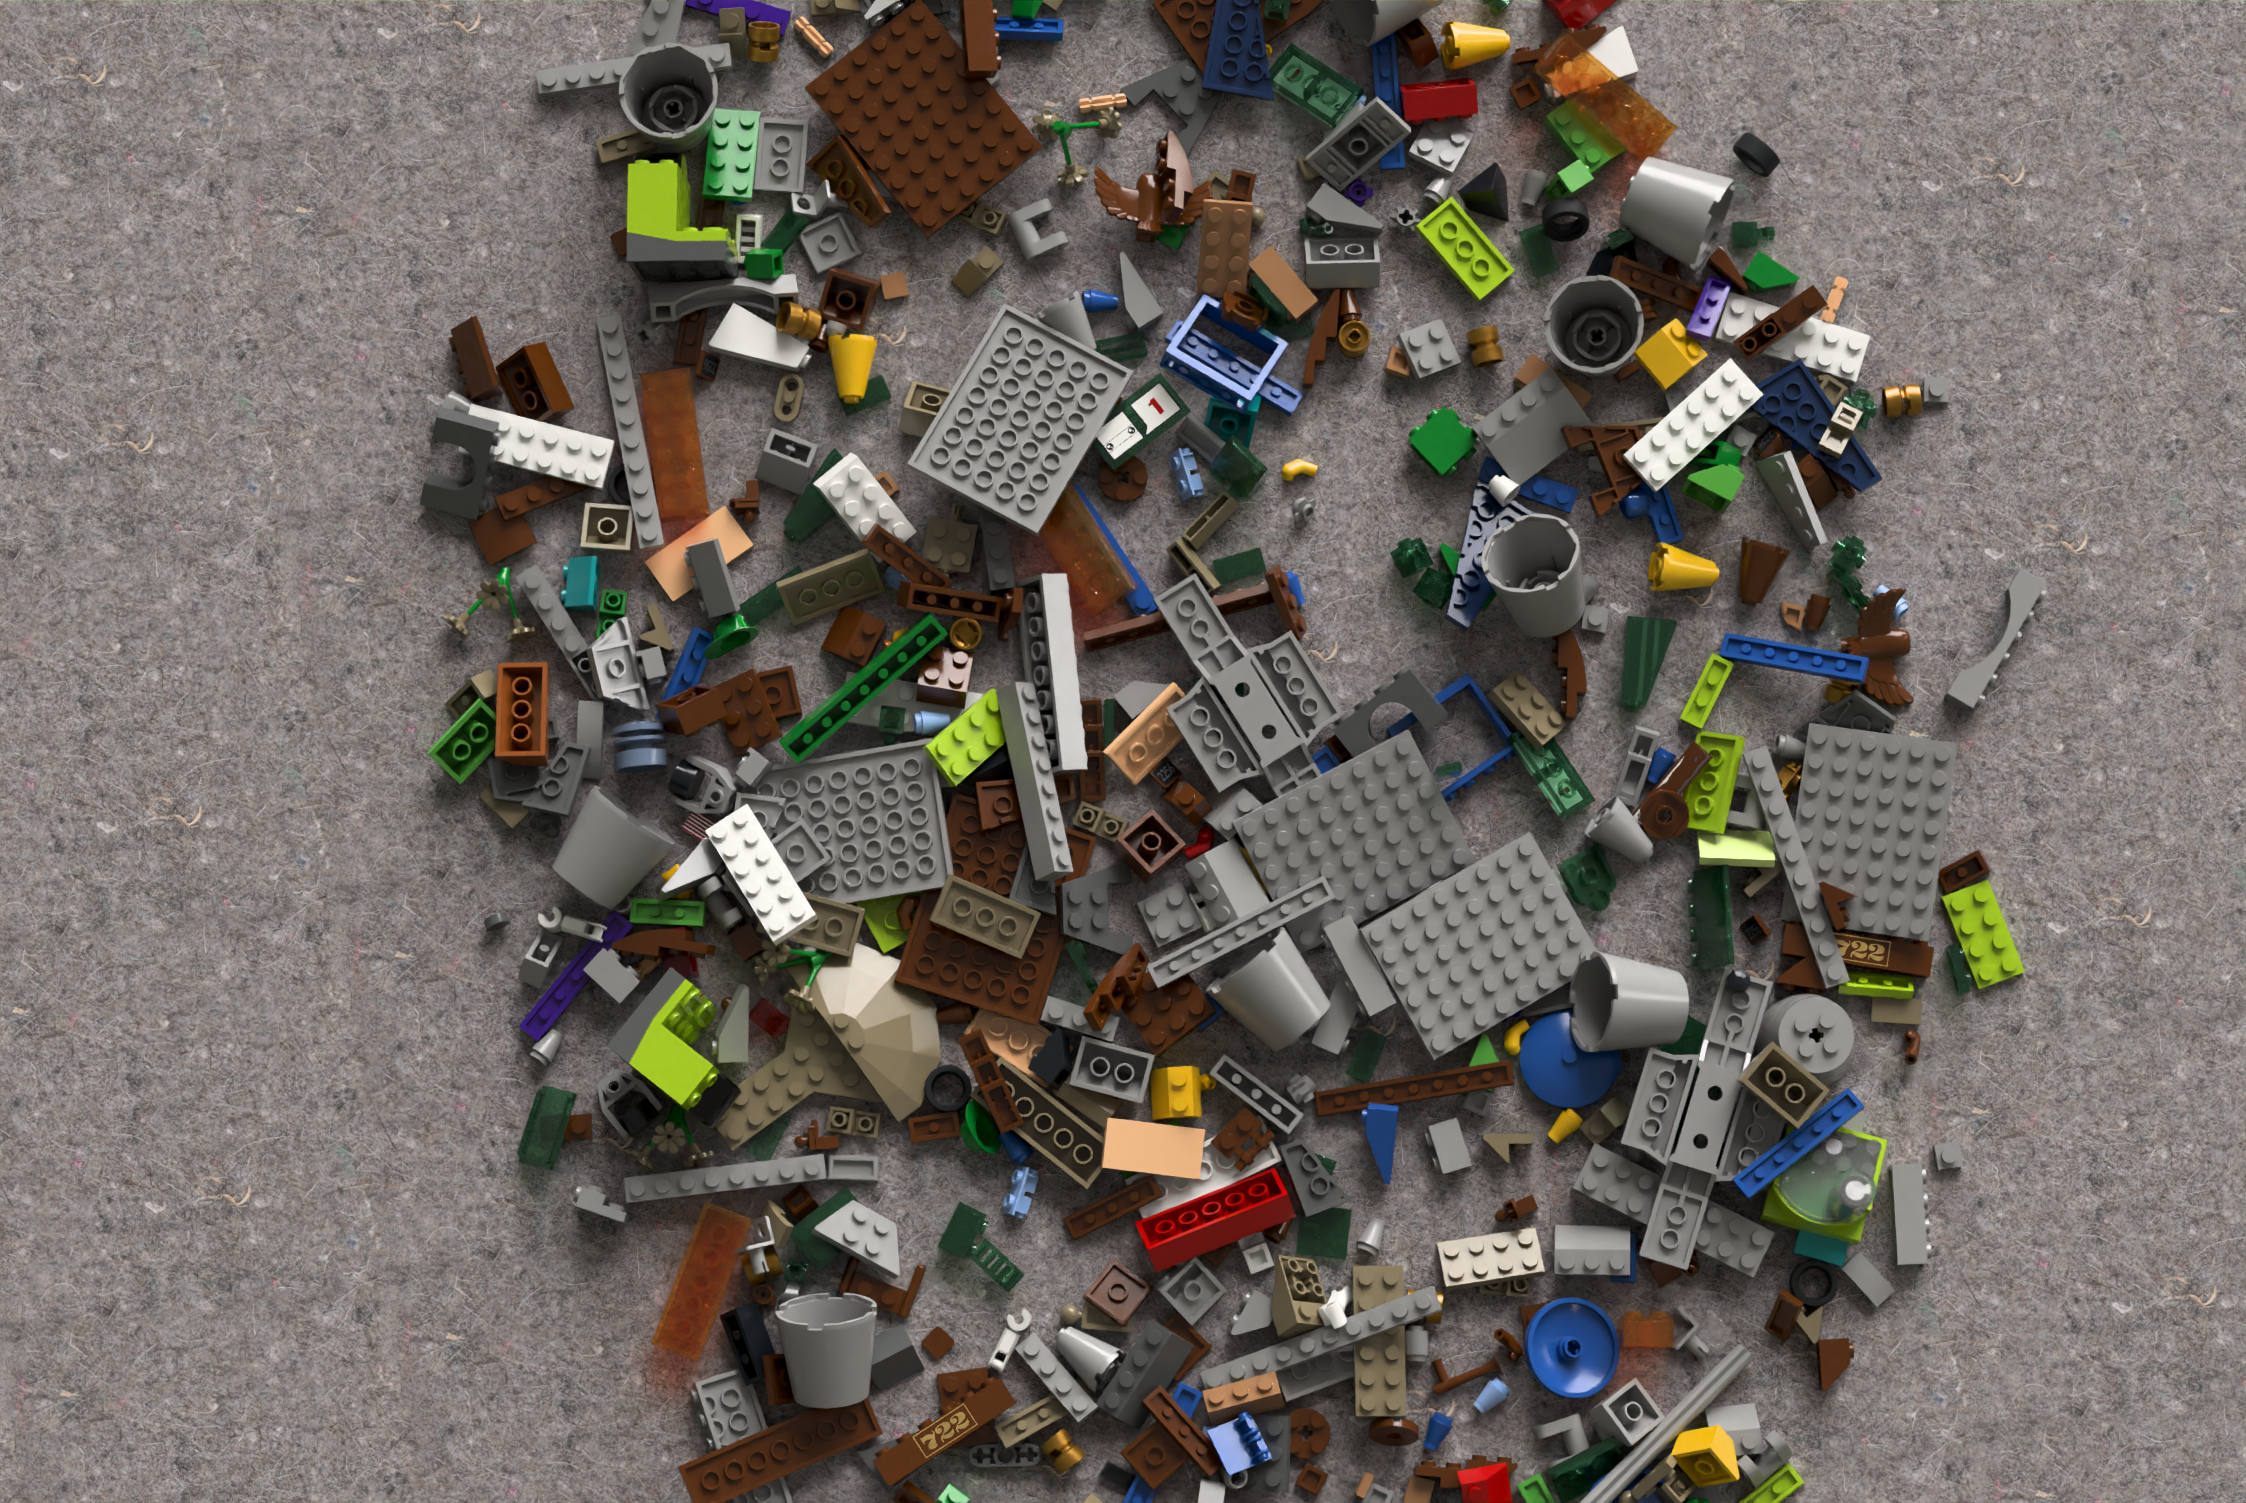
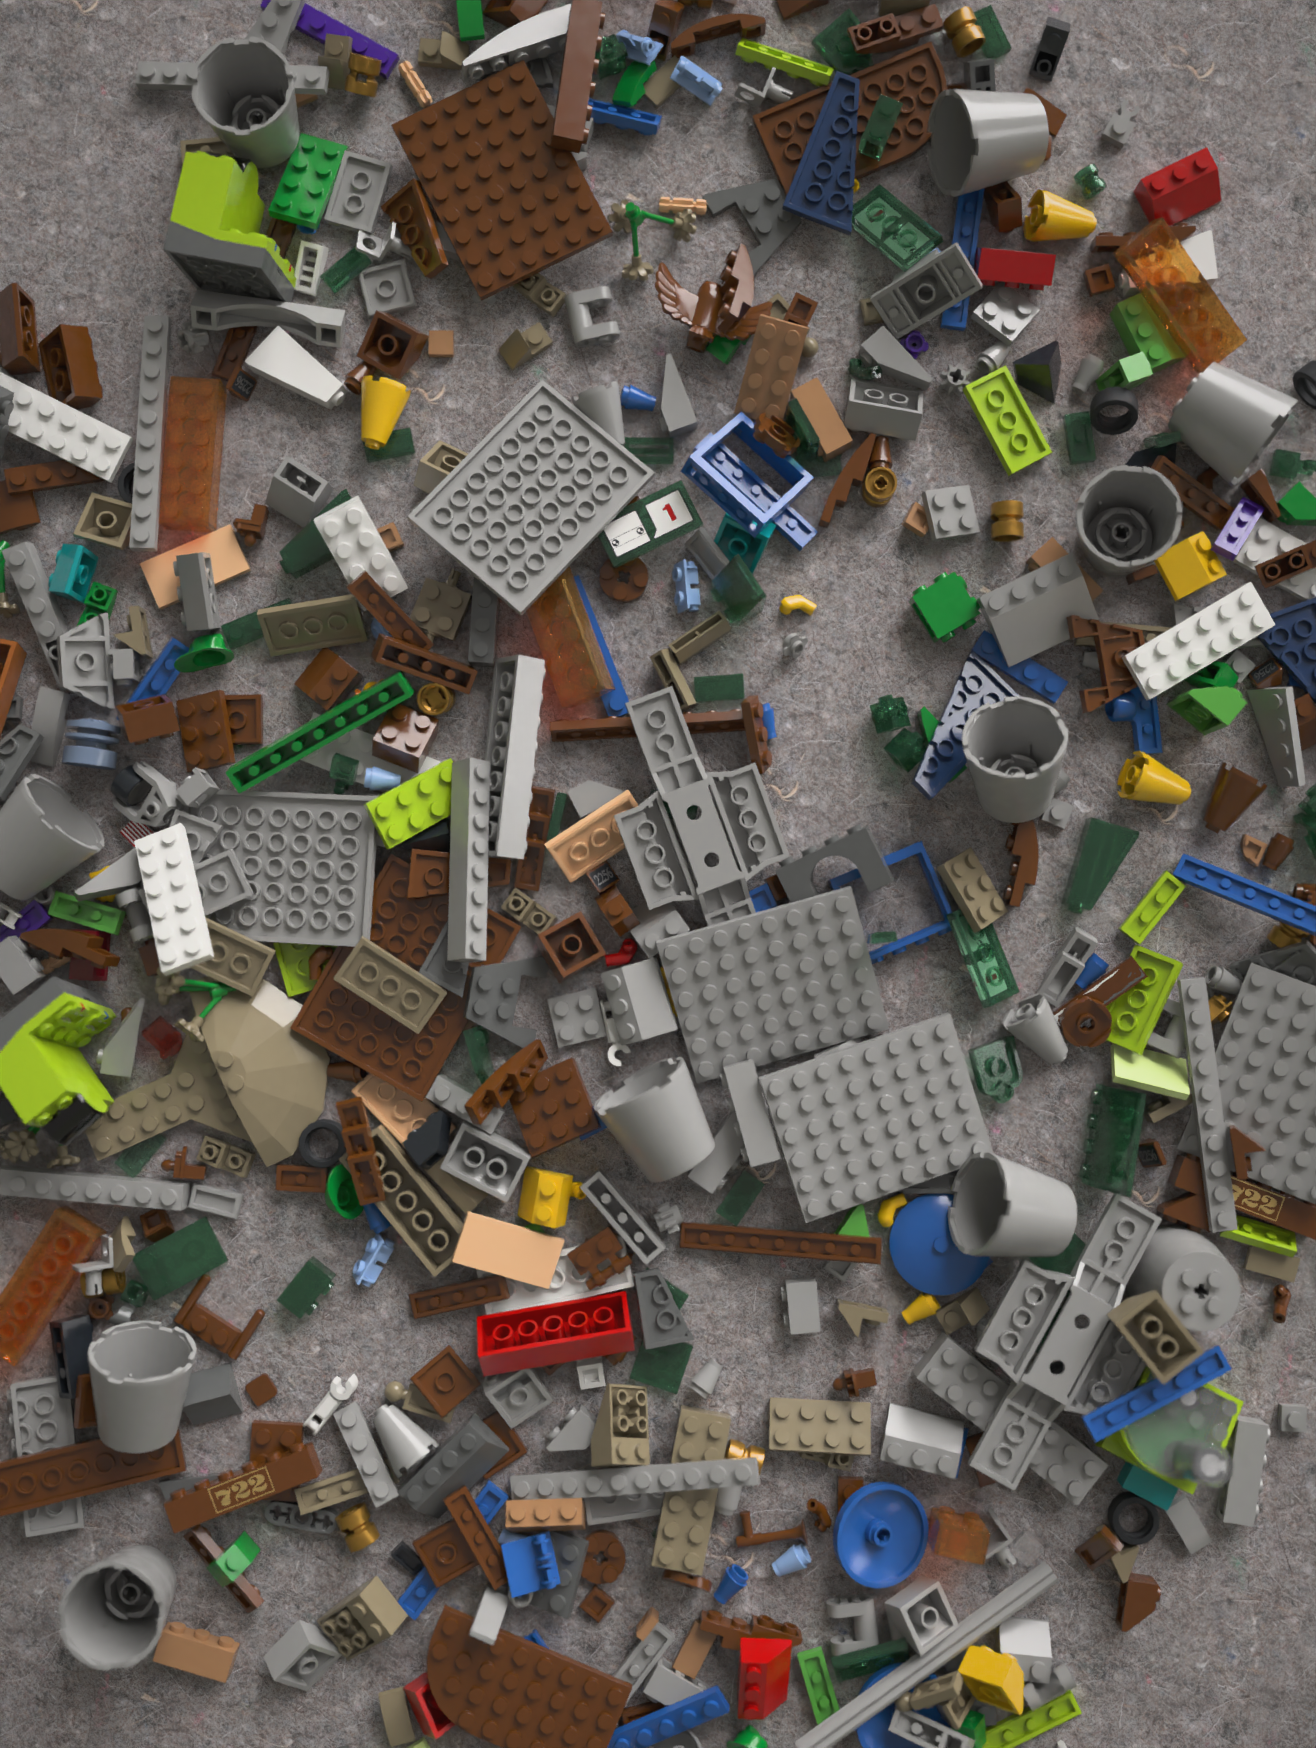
camera: 20 degrees right, 5 degrees up
(764, 263) = (316, 292): green brick -> none
(789, 398) = (312, 432): dark tan plate -> none
(799, 321) = (333, 354): pearl gold wheel -> none
(835, 328) = (372, 370): light grey hinge -> none
(864, 1236) = (207, 1273): wing -> none
(1008, 1276) = (342, 1341): clear green slope -> none
(1010, 612) = (483, 686): reddish brown wing -> none
(1240, 932) = (640, 1054): light grey plate -> none
(1334, 1310) = (650, 1455): white piece -> none
(1381, 1134) = (737, 1282): blue slope -> none
(1503, 489) = (995, 666): white hat -> none
(1737, 981) = (1128, 1211): black tile -> none

